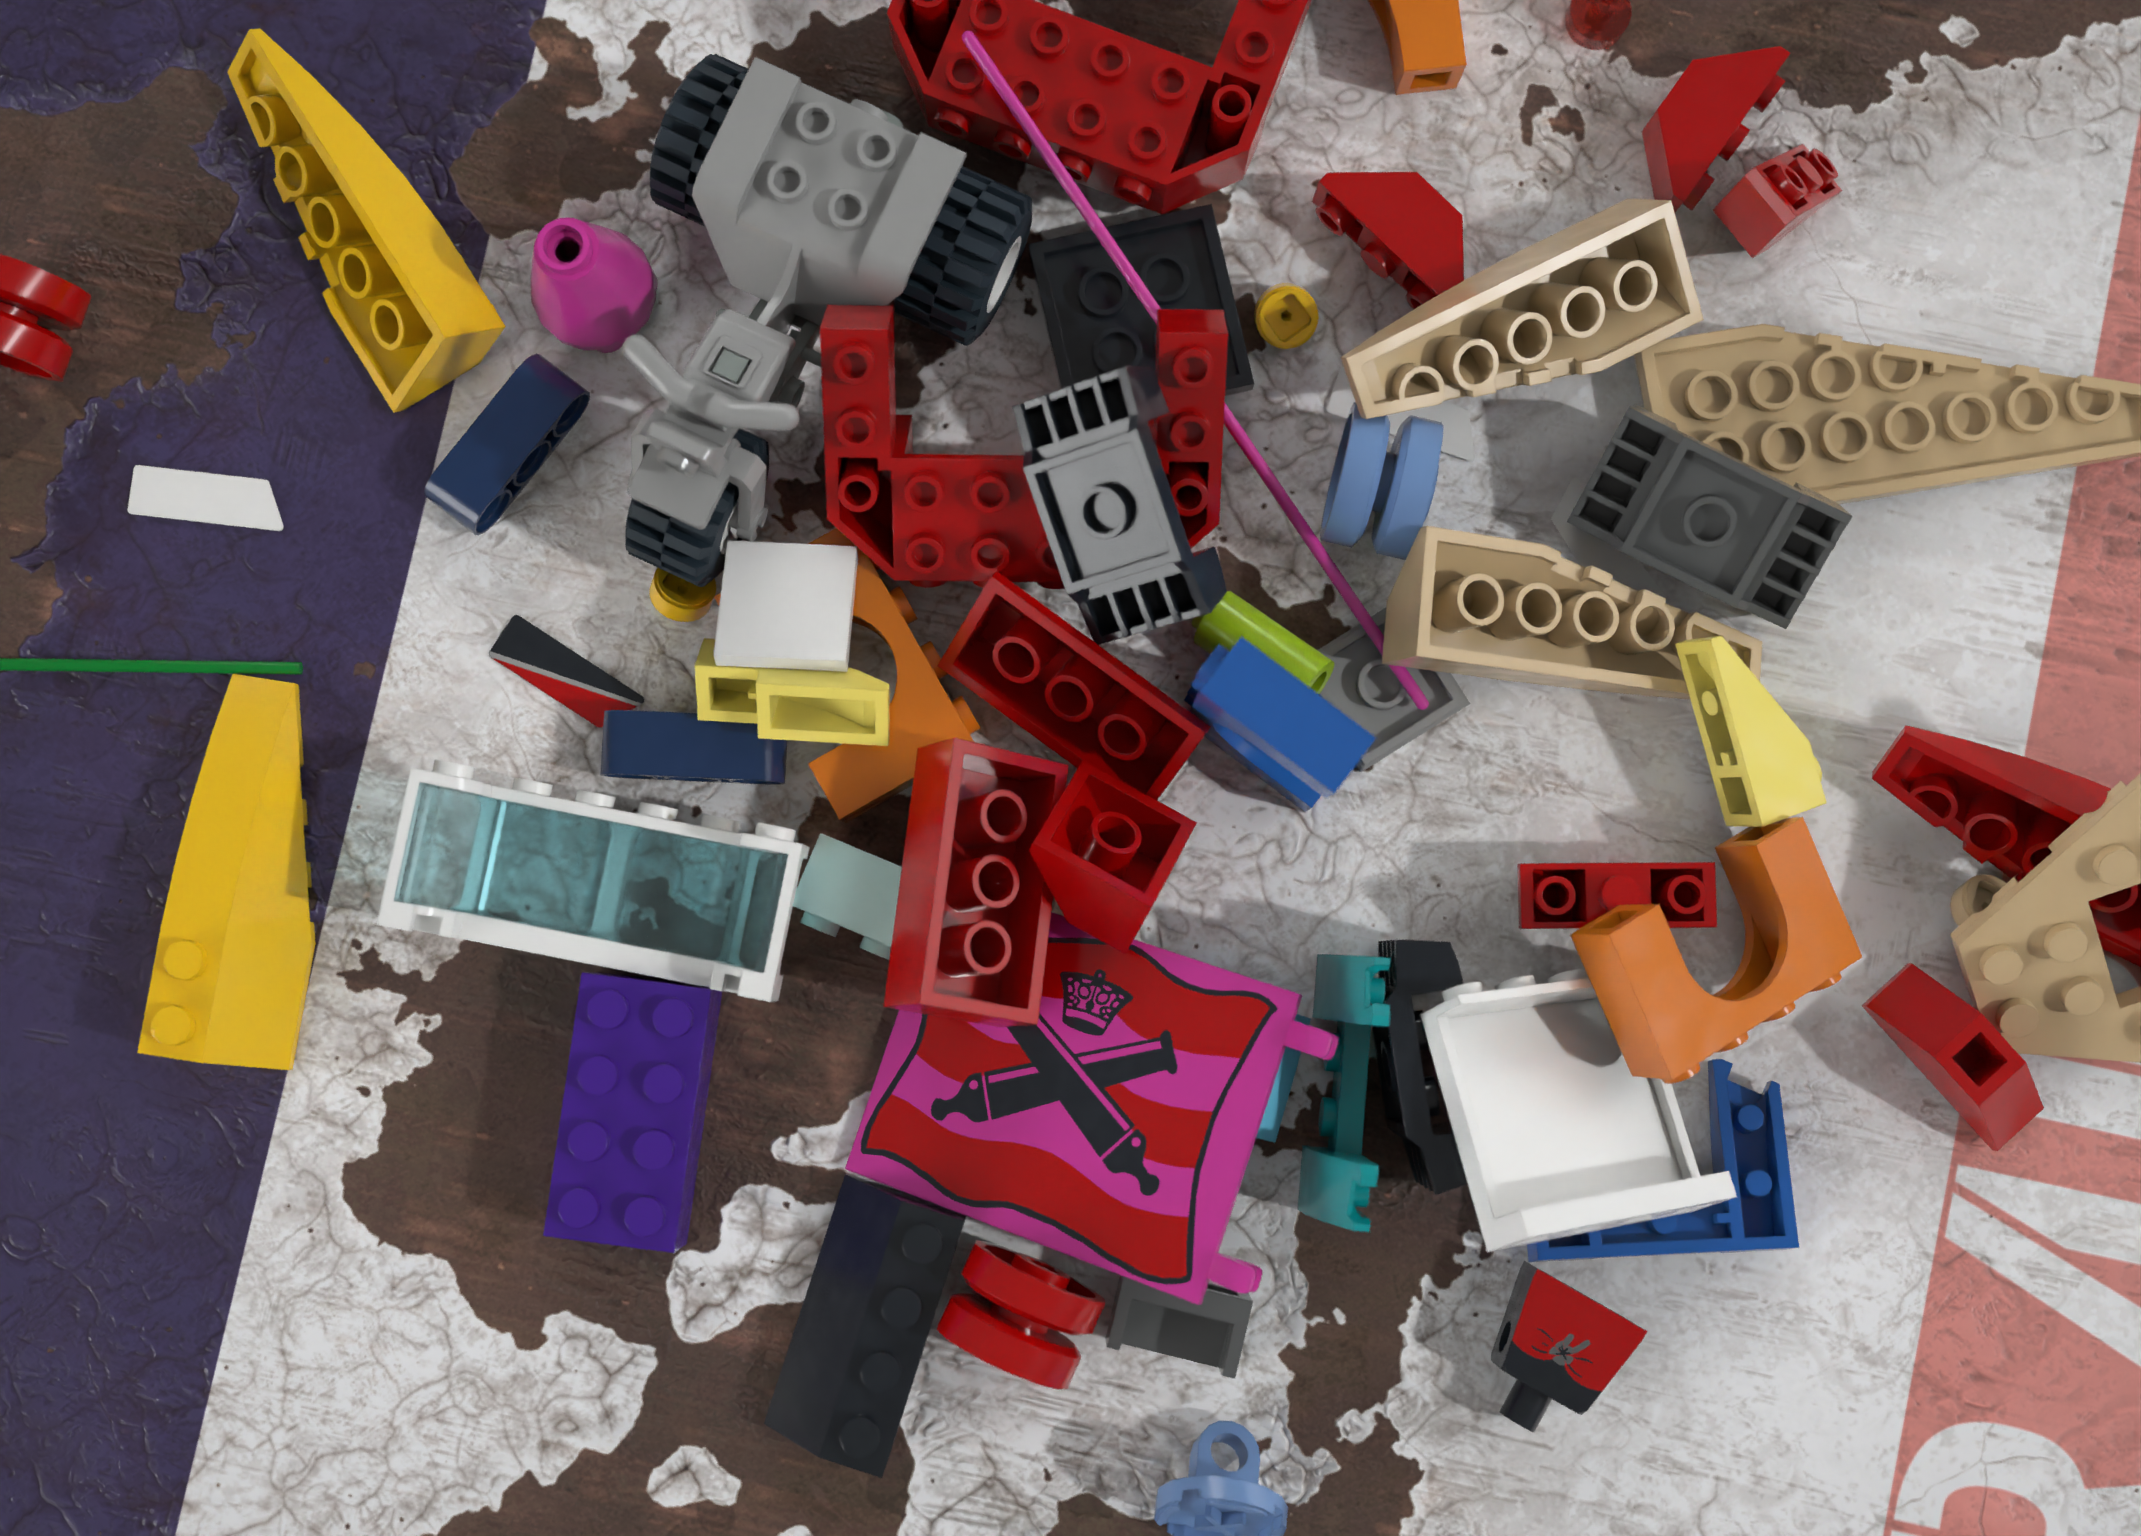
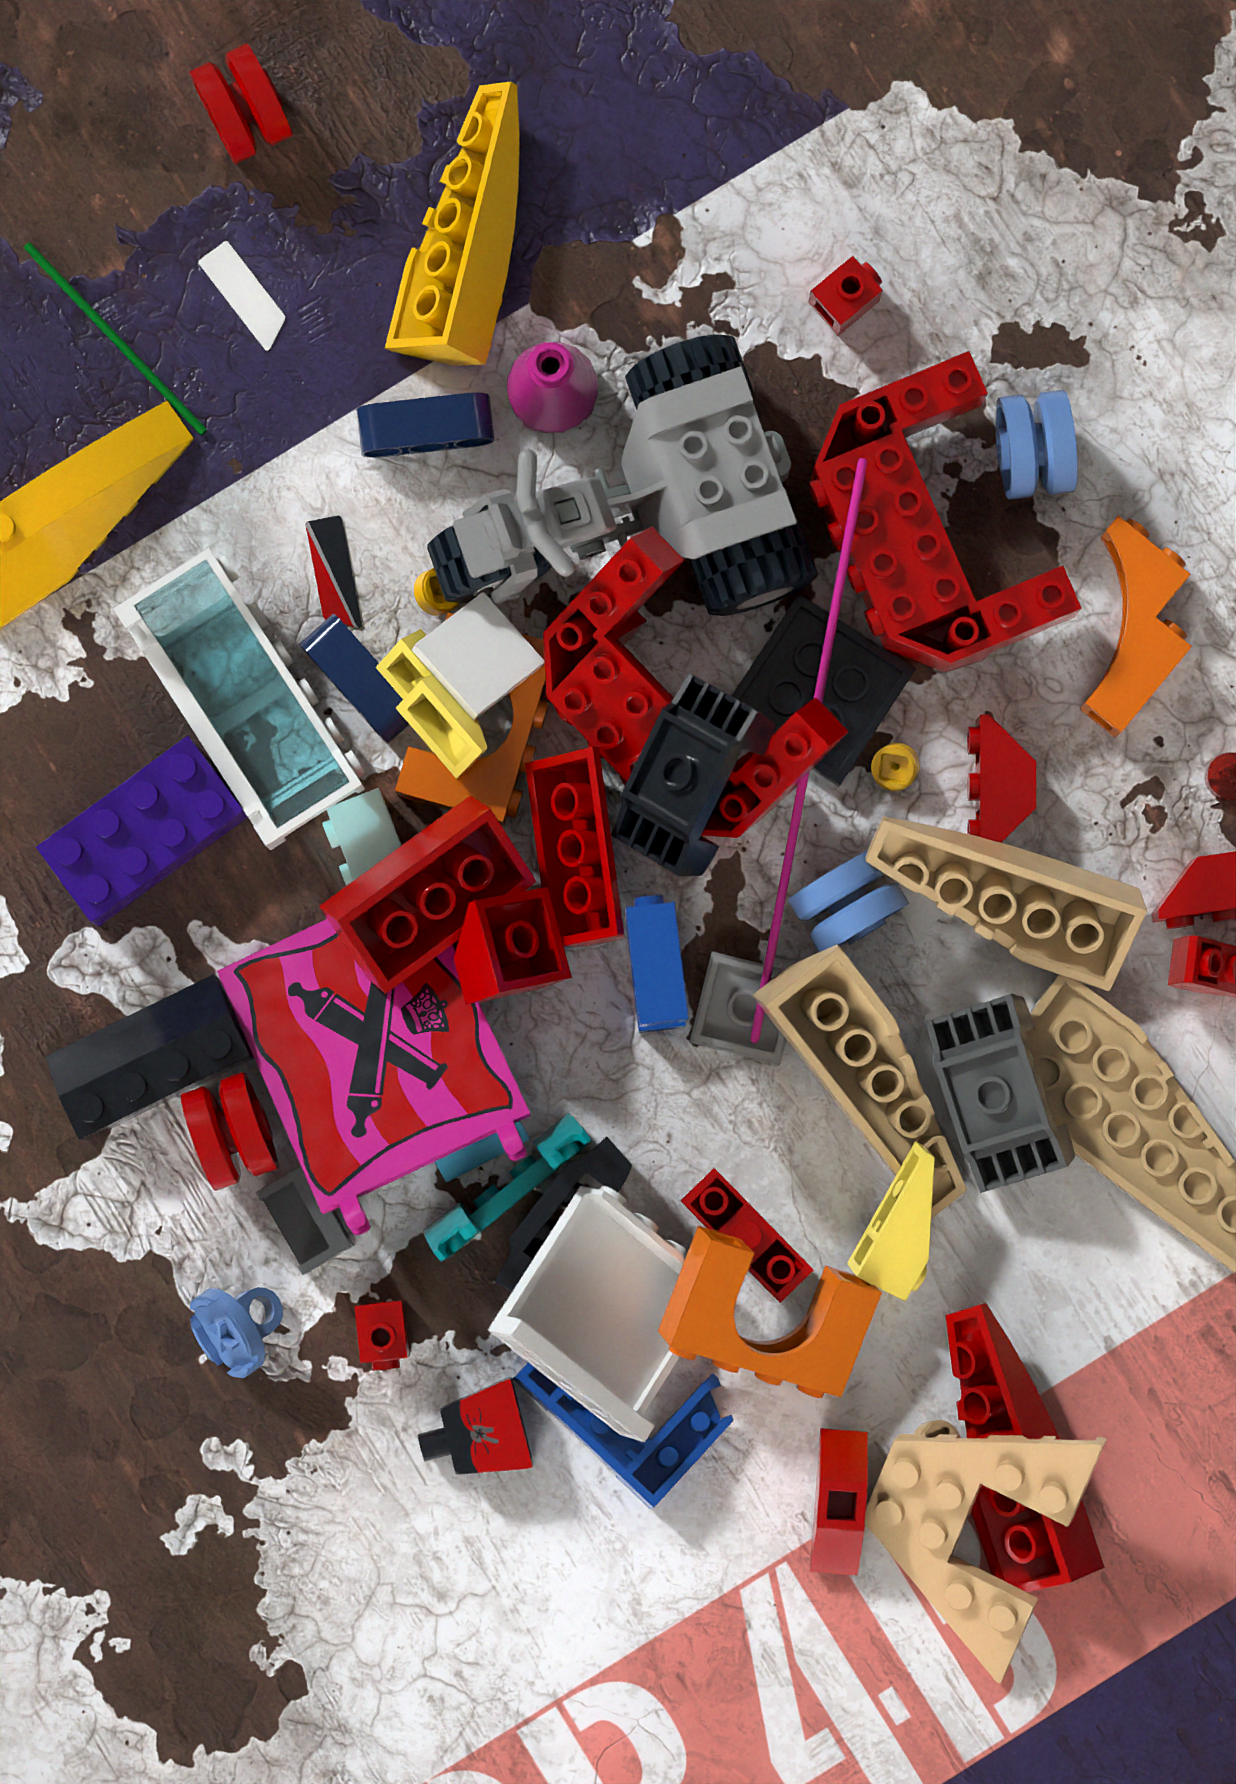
camera: 50 degrees right, 0 degrees up
(1238, 619) = (699, 927): lime brick -> none
(1366, 1351) = (382, 1334): none -> red brick

